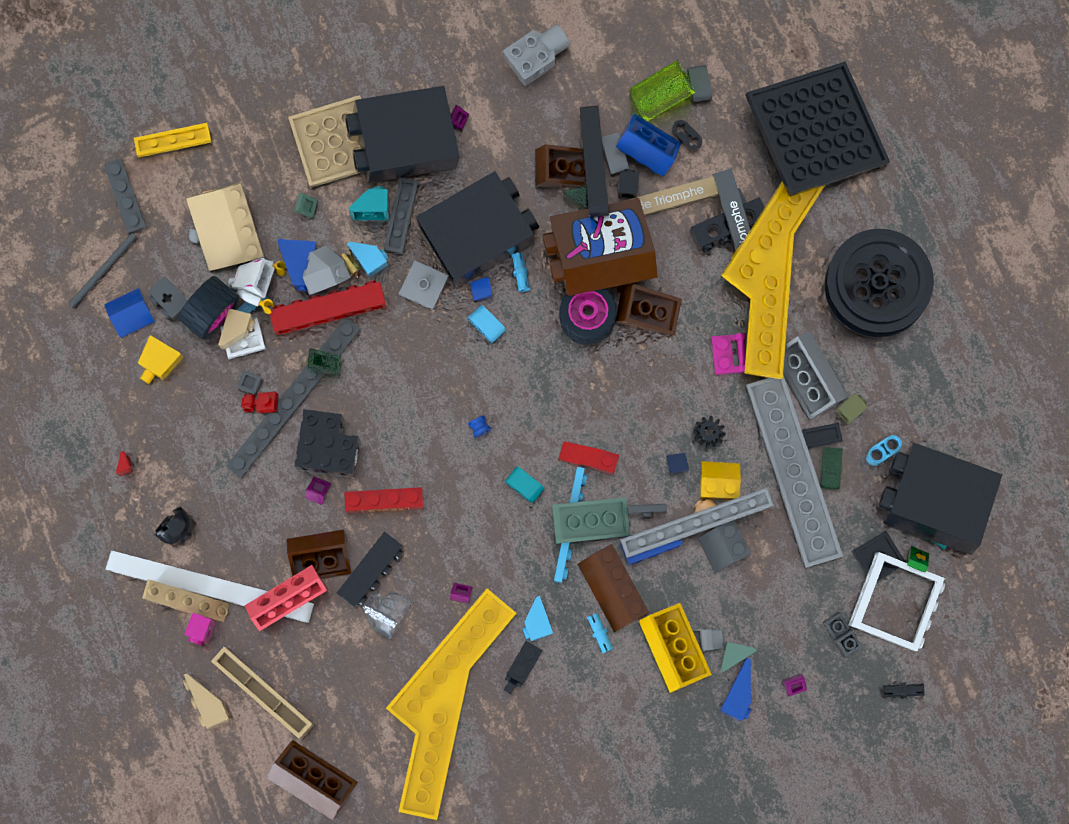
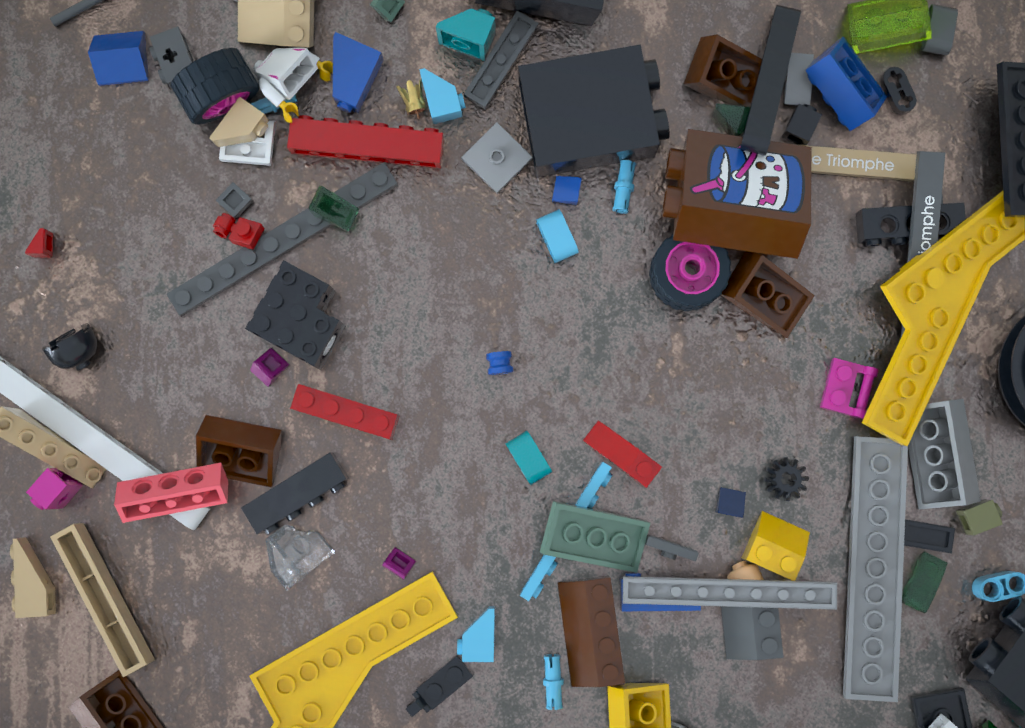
camera: 20 degrees right, 5 degrees up
(158, 360) = (131, 129): yellow torso -> none
(324, 270) = (378, 92): light grey slope -> none

